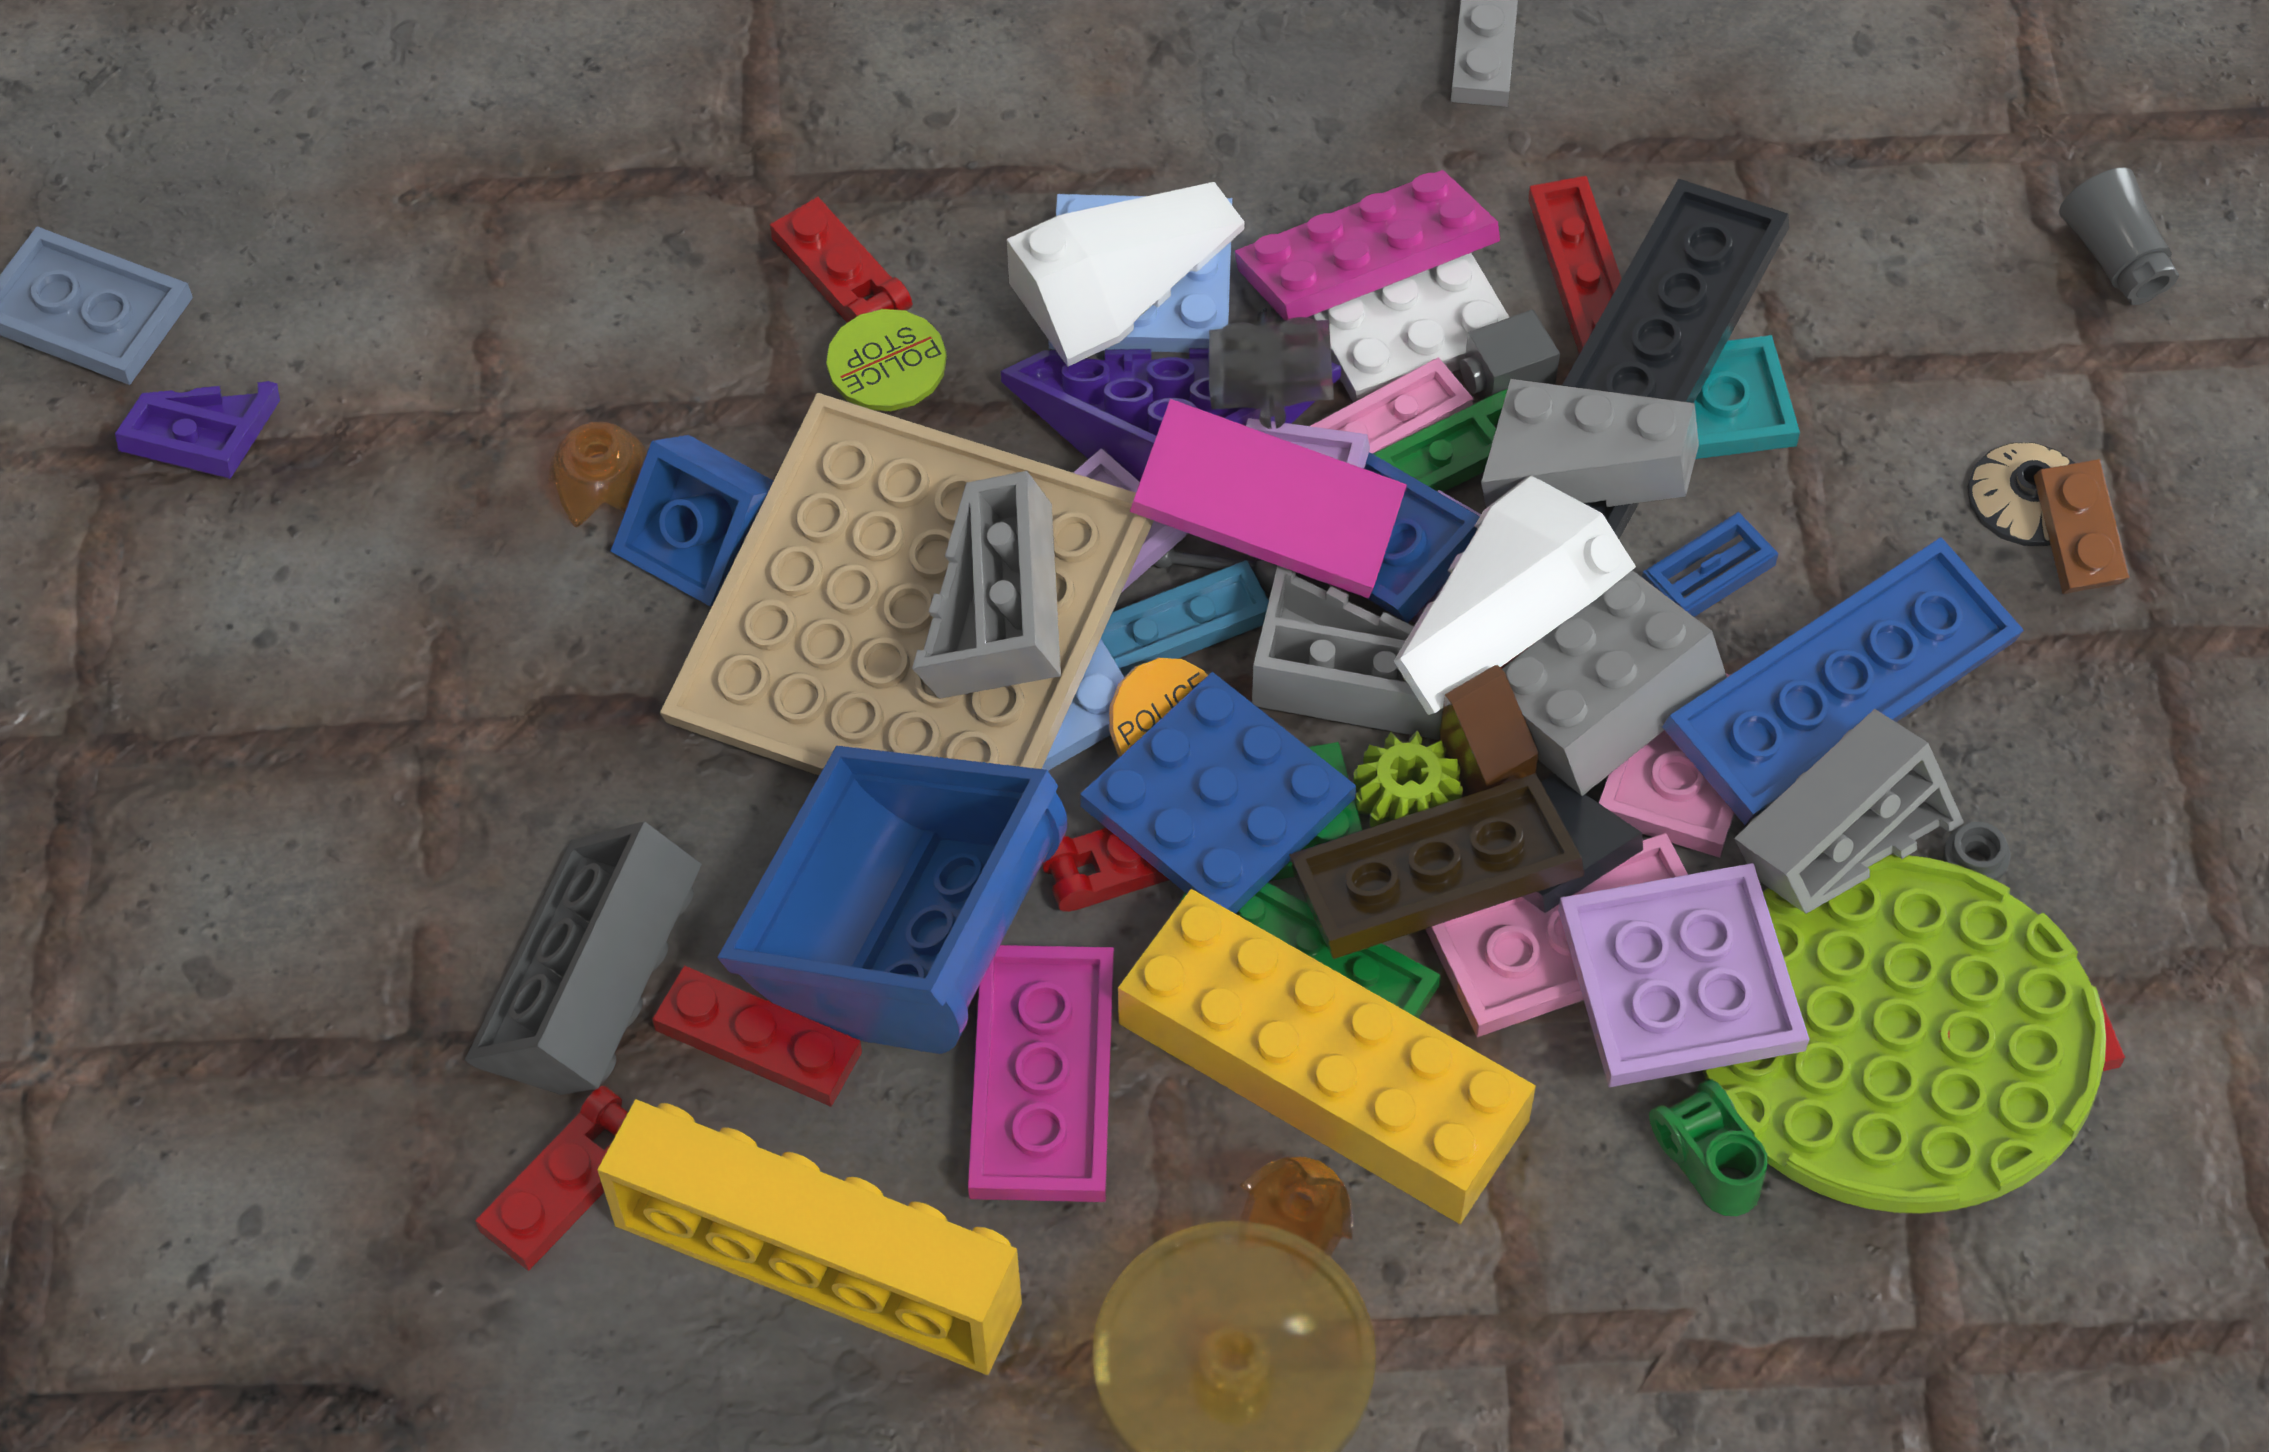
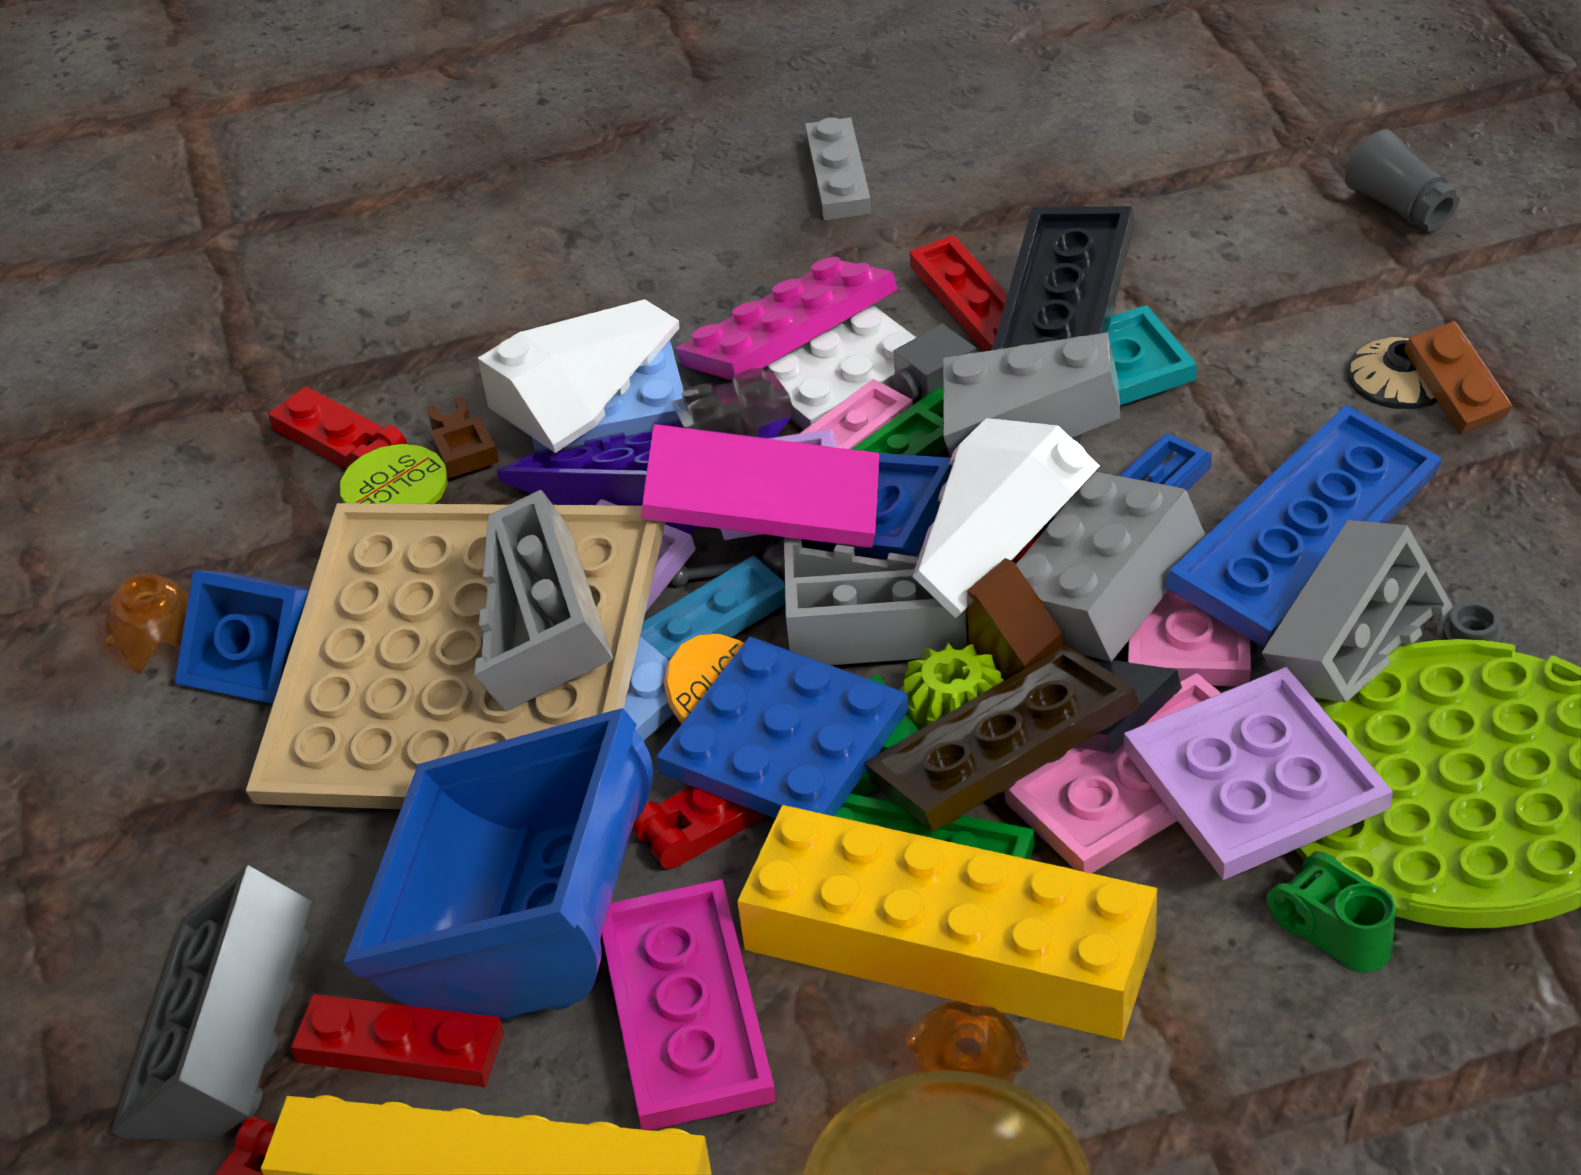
camera: 10 degrees left, 15 degrees down
(971, 317) = (461, 440): none -> reddish brown plate

